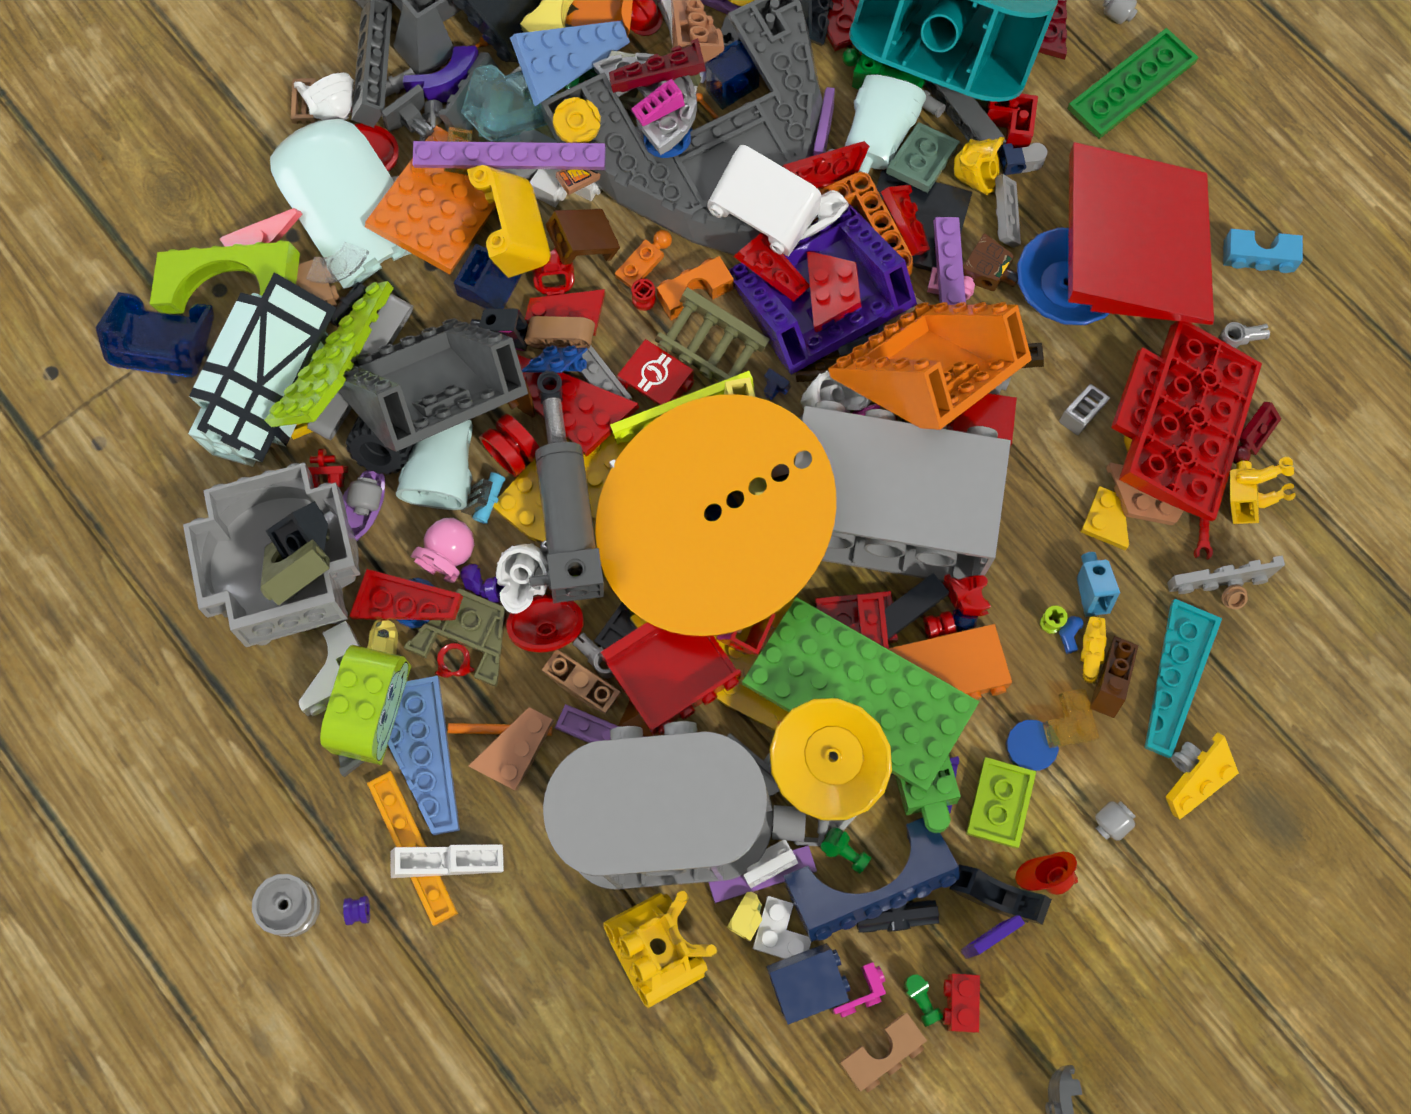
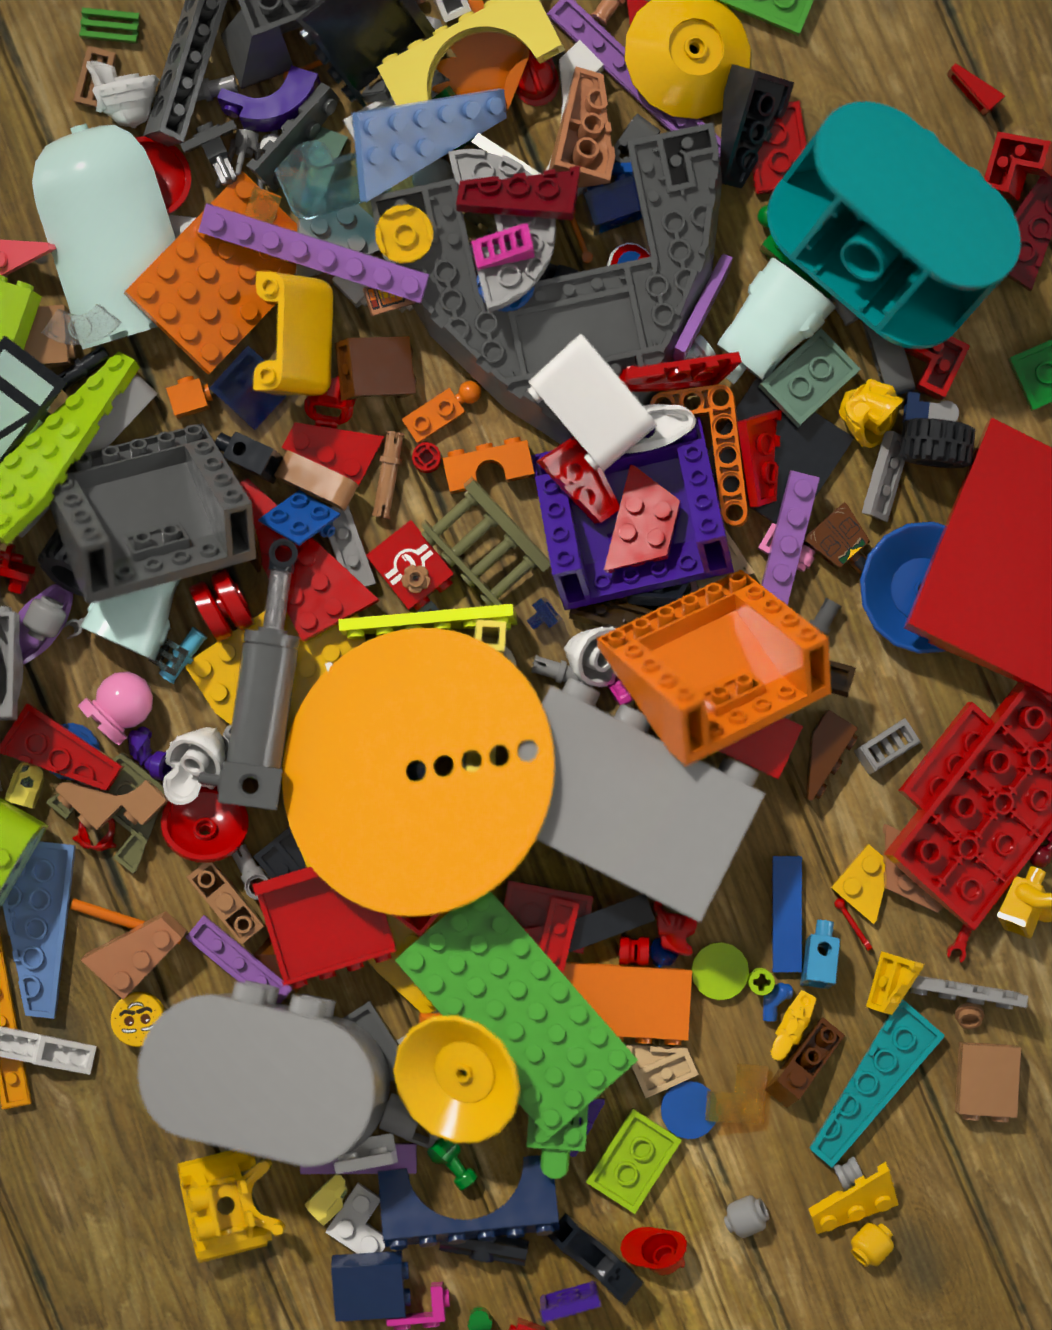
camera: 15 degrees right, 15 degrees up
(306, 59) = (90, 12): none -> bright green tile
(392, 500) = (76, 626): none -> light grey hand
(439, 301) = (189, 396): none -> orange brick
(451, 633) = (100, 806): none -> medium nougat arch
(527, 808) = (135, 1017): none -> yellow head
(615, 307) = (388, 474): none -> medium nougat pin
(663, 385) = (415, 586): none -> medium nougat plate
(997, 716) = (661, 1067): none -> tan wing
(1016, 622) = (720, 971): none -> lime tile
(1036, 421) = (827, 744): none -> reddish brown slope
(1039, 170) = (937, 443): none -> black tyre
(1053, 561) = (786, 913): none -> blue tile
(1093, 541) = (840, 904): none -> red hinge
(1162, 586) = (891, 982): none -> yellow wing
(1230, 812) = (872, 1244): none -> yellow head
(1271, 645) = (987, 1081): none -> medium nougat brick

